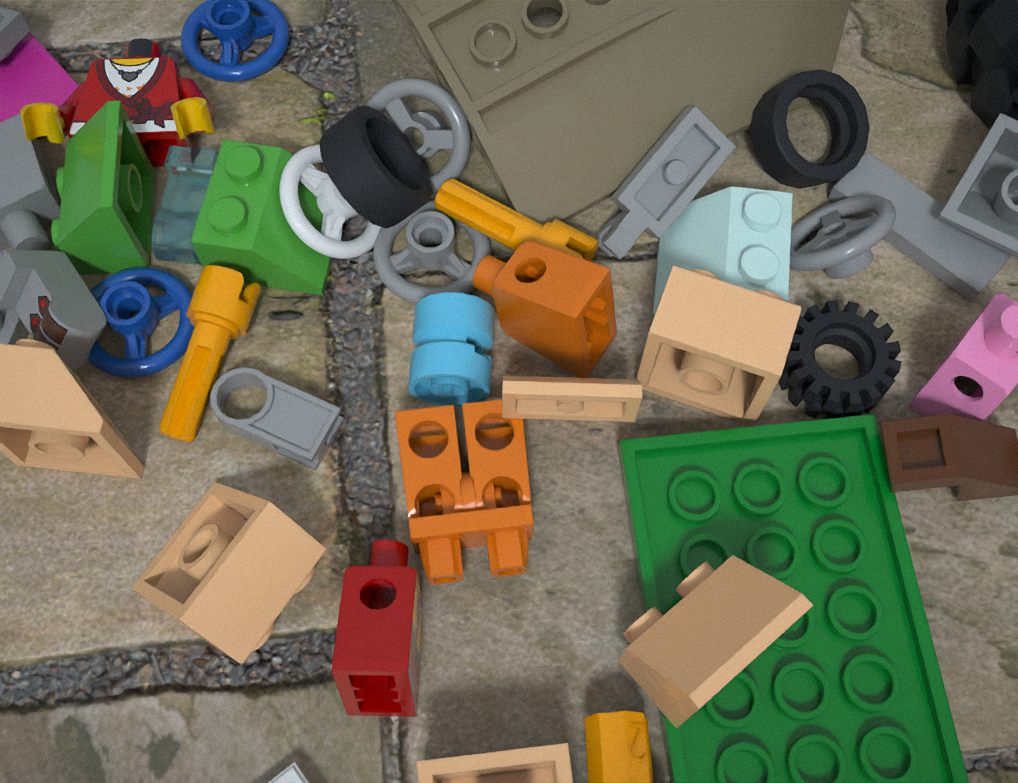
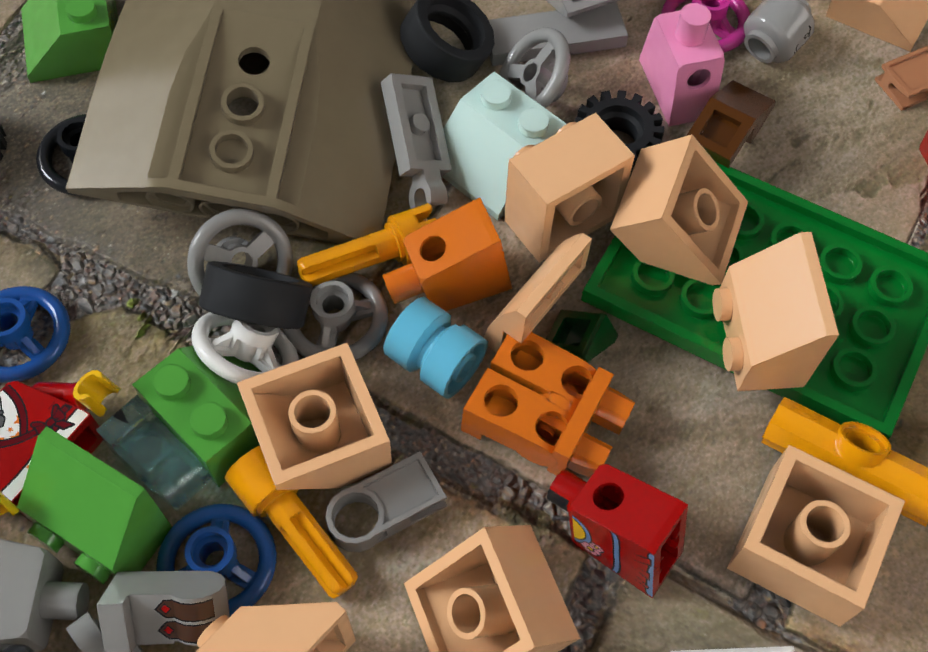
camera: 55 degrees left, 5 degrees down
(296, 302) = (317, 422): none -> light nougat slope
(573, 473) = (582, 333): none -> dark green slope
(779, 473) = (680, 211): none -> light nougat slope

